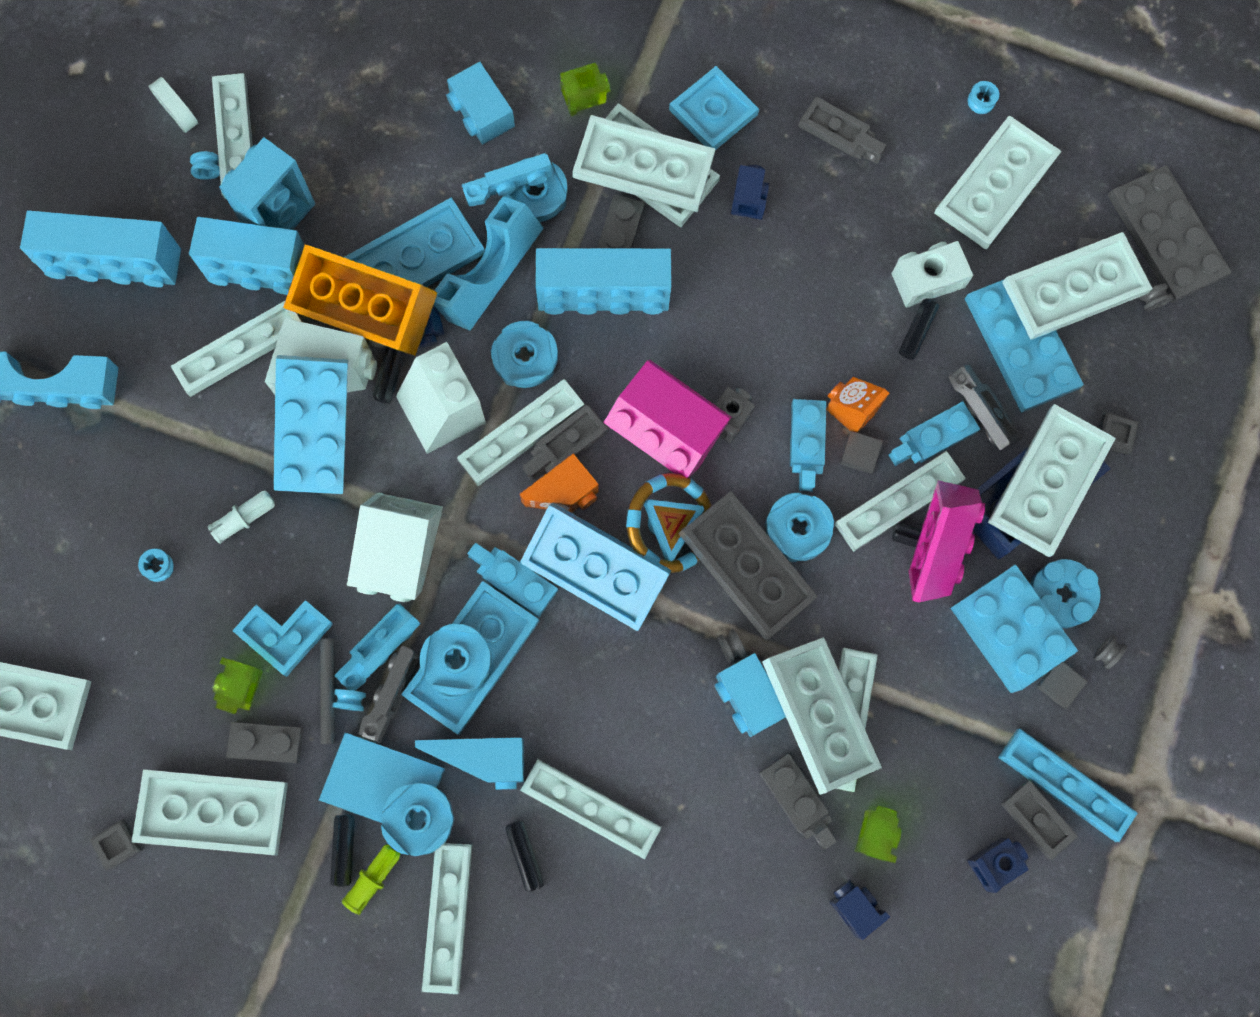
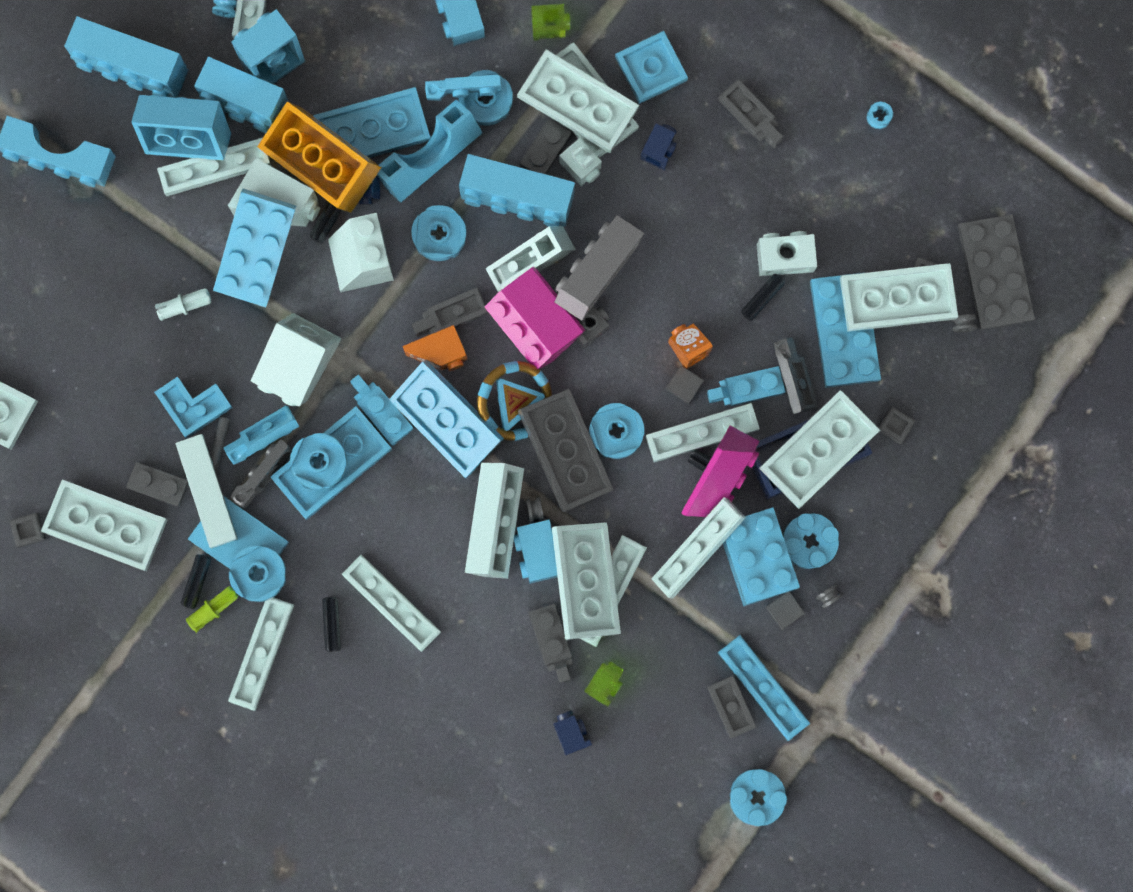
camera: 15 degrees right, 5 degrees up
(144, 563) = (100, 319): medium azure bush -> none
(186, 308) = (181, 127): none -> medium azure brick
(236, 686) = (146, 435): clear neon green brick -> none
(327, 734) = (206, 491): none -> light aqua tile
(349, 700) = (229, 470): medium azure bush -> none
(489, 759) = (322, 543): medium azure slope -> none
(520, 432) = (418, 295): light aqua plate -> none
(650, 340) = (539, 251): none -> light aqua slope
(666, 231) = (581, 162): none -> light aqua brick
(688, 672) = (494, 520): none -> light aqua brick
(724, 342) = (598, 268): none -> light grey brick
(807, 441) = (644, 364): medium azure hinge -> none
(942, 637) = (698, 548): none -> light aqua tile
(987, 867) = (679, 731): dark blue brick -> none
(997, 182) = (866, 191): light aqua plate -> none
(1125, 917) = (774, 797): none -> medium azure plate

